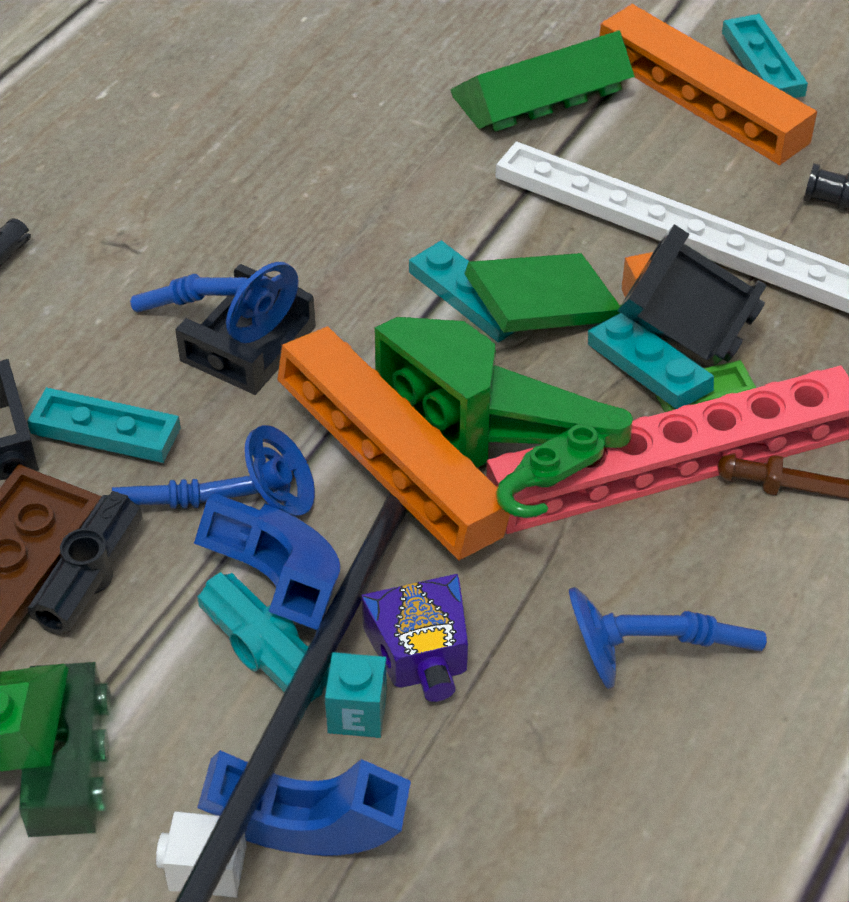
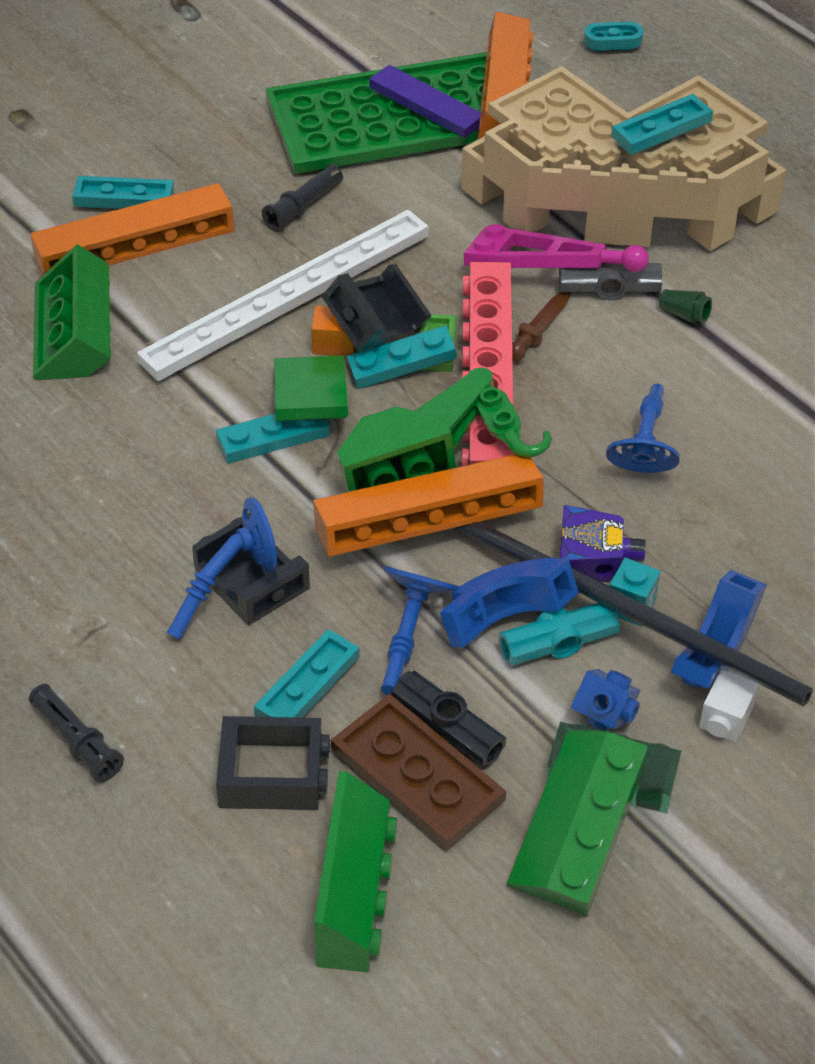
camera: 70 degrees left, 0 degrees up
(160, 708) = (607, 699): none -> blue brick

